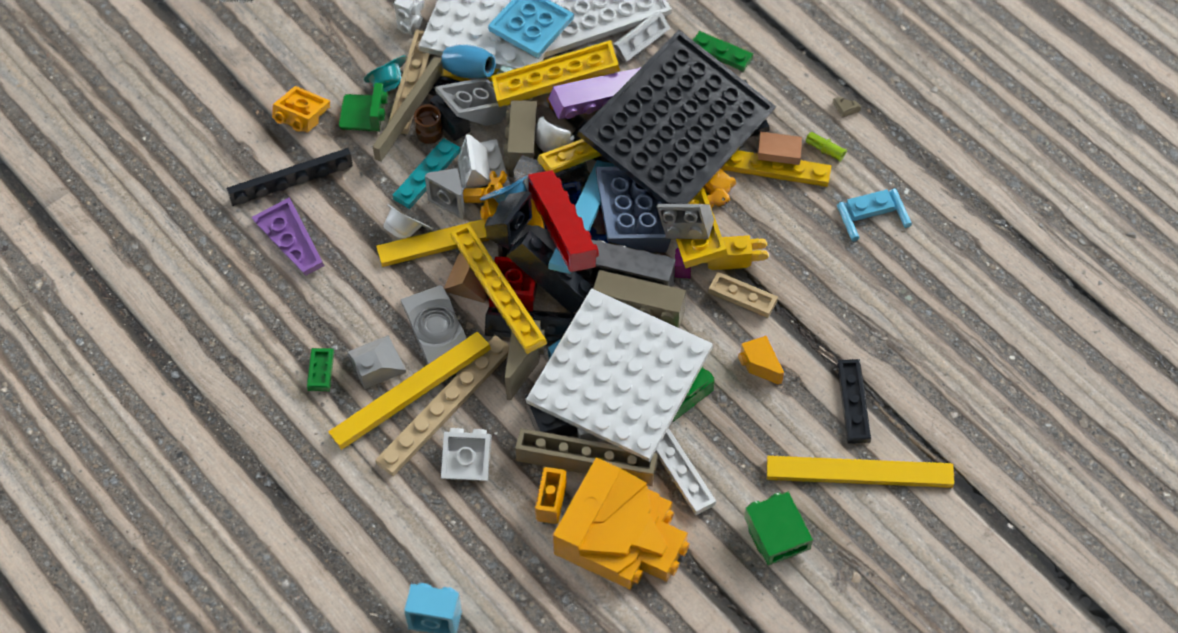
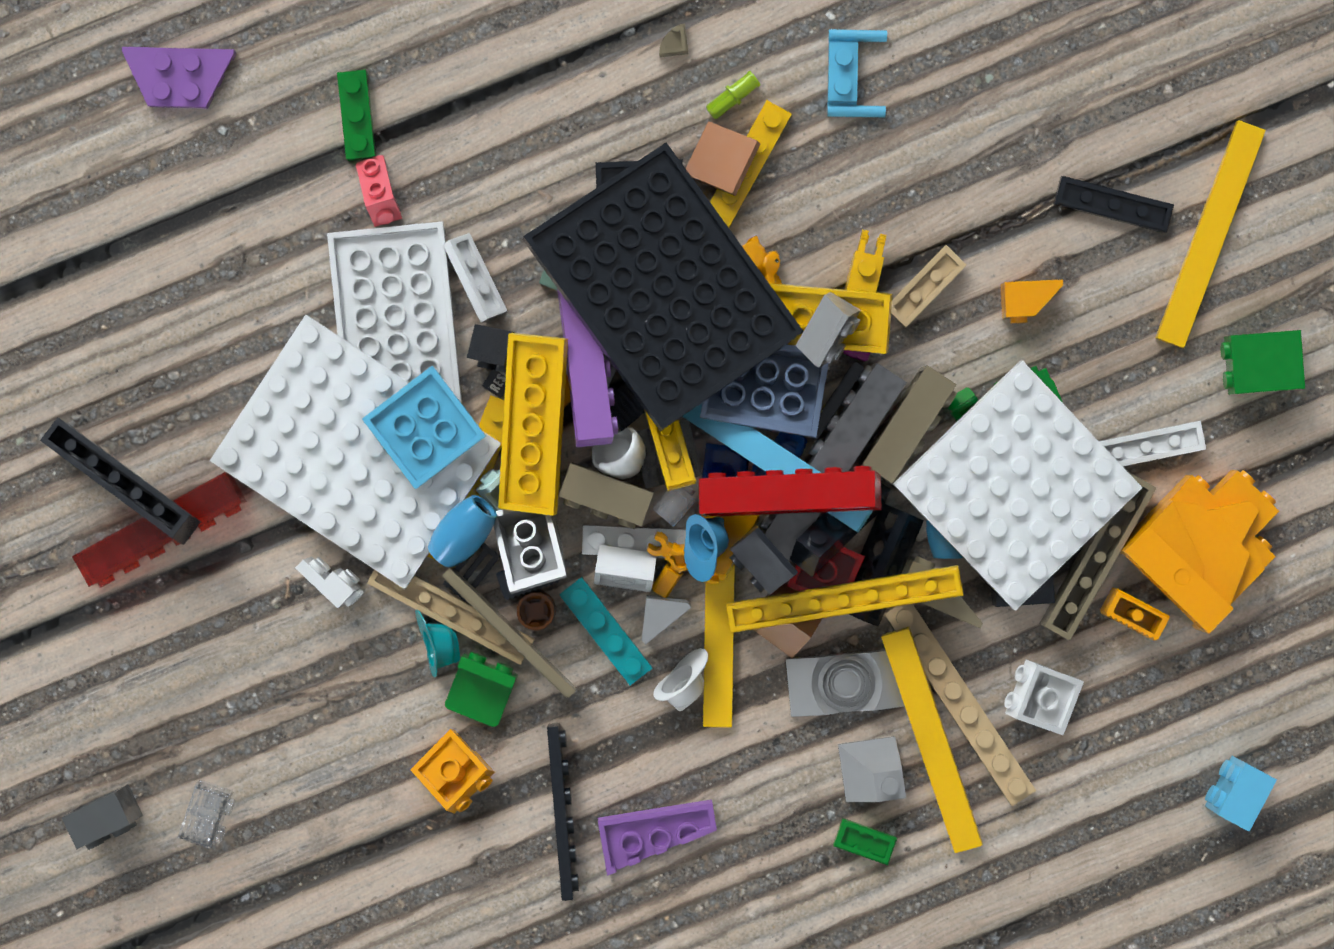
camera: 75 degrees left, 30 degrees up
(724, 51) = (529, 176): green plate -> none

